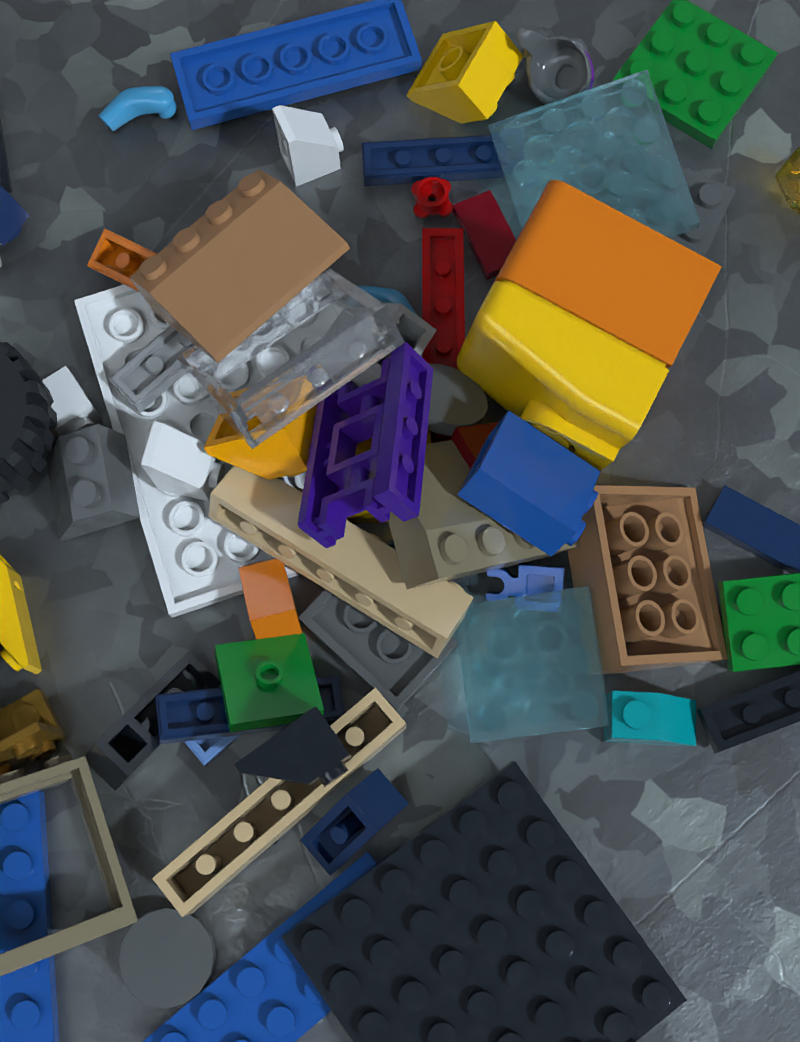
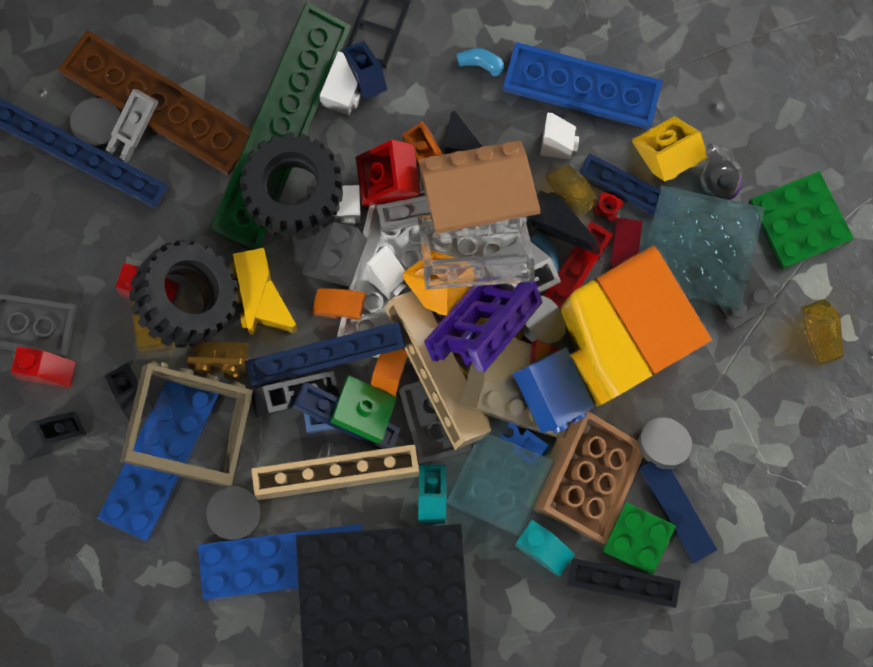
camera: 25 degrees right, 0 degrees up
(48, 620) = (273, 311): none -> yellow slope
(97, 324) = (387, 173): none -> red slope
(139, 549) = (339, 303): none -> orange slope
(162, 635) = (325, 354): none -> dark blue plate
(167, 215) = (459, 136): none -> black slope
(299, 753) = (357, 452): black slope -> none
(353, 821) = (364, 504): dark blue slope -> none
(371, 204) = (573, 189): none -> clear yellow slope
(389, 251) = (561, 222): none -> black slope
(443, 742) = (432, 494): none -> teal slope
(718, 467) = (665, 443): none -> tile

